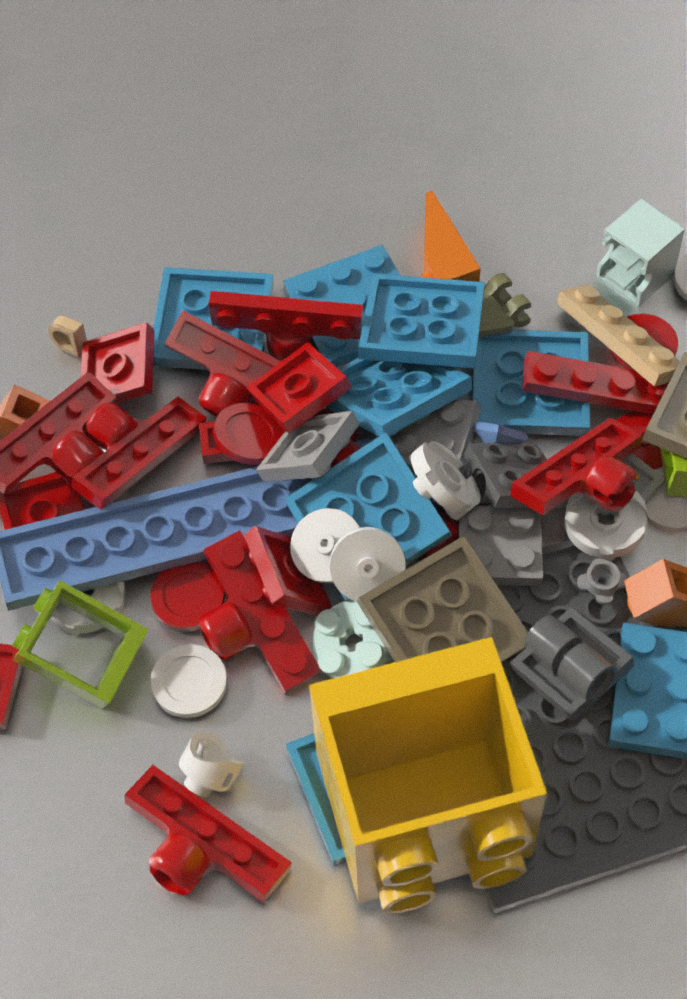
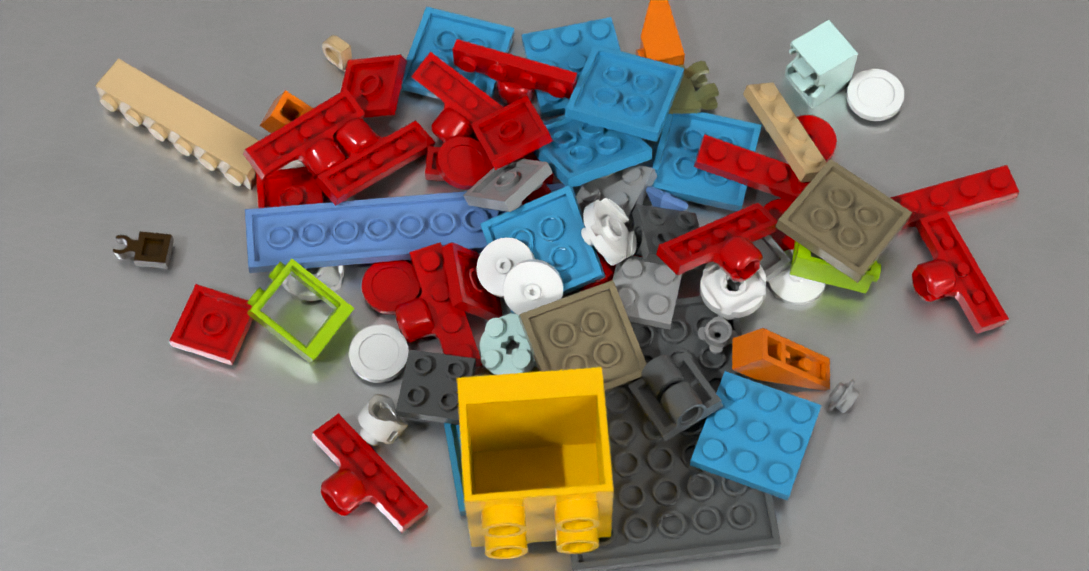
camera: 10 degrees right, 5 degrees up
(269, 709) = (431, 387): none -> dark grey plate

